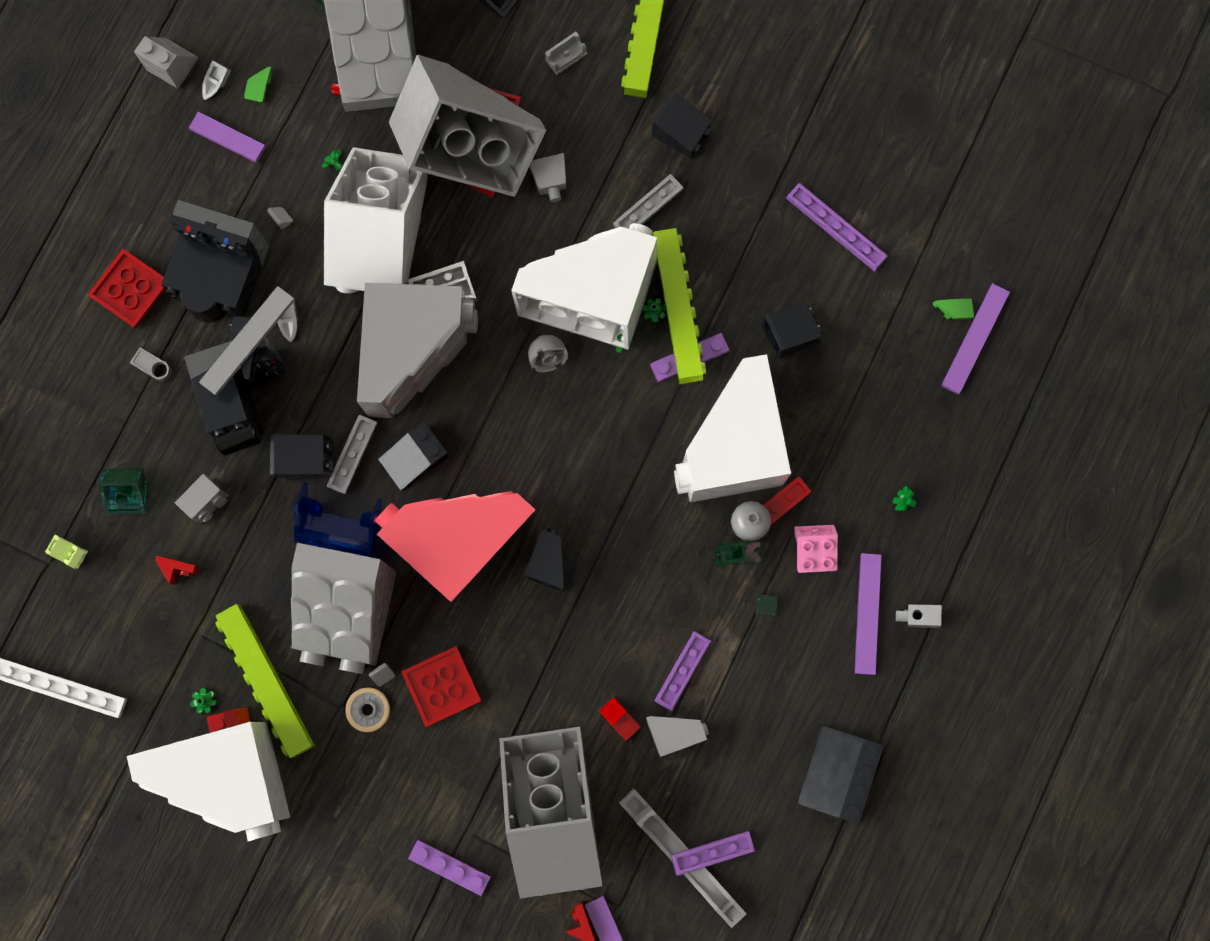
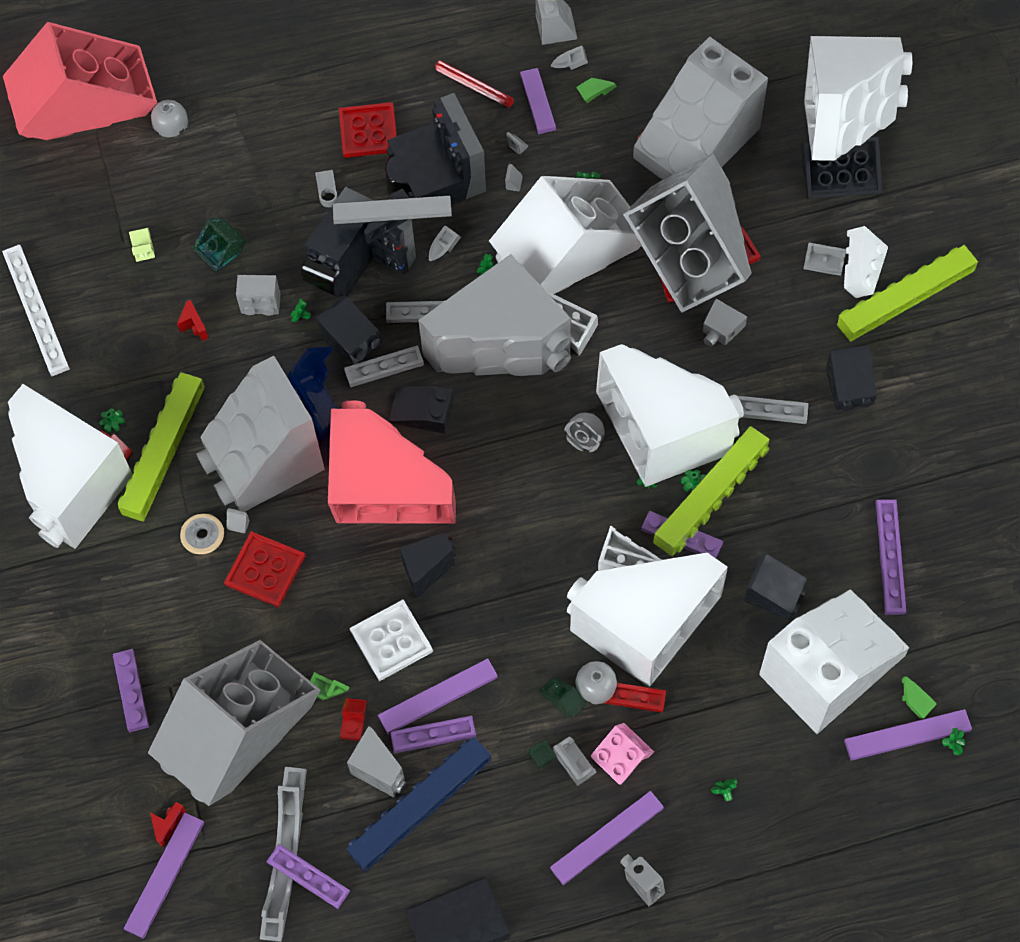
camera: 50 degrees right, 15 degrees down
(165, 171) = (474, 83): none -> axle
(244, 478) = (300, 311): none -> green plant
(250, 187) = (515, 143): none -> light grey slope
(332, 384) = (408, 311): none -> light grey plate
(338, 304) = (486, 264): none -> green plant
(578, 718) = (327, 687): none -> bright green slope
(583, 639) = (391, 640): none -> white plate
(599, 29) = (864, 262): none -> white wedge
(656, 642) = (437, 696): none -> medium lavender tile
(678, 413) = (622, 552): none -> white wedge
(729, 727) = (419, 804): none -> dark blue brick
(792, 587) = (573, 761): none -> light grey hinge
(885, 340) = (830, 658): none -> white slope
(1009, 312) = (955, 741): none -> green plant

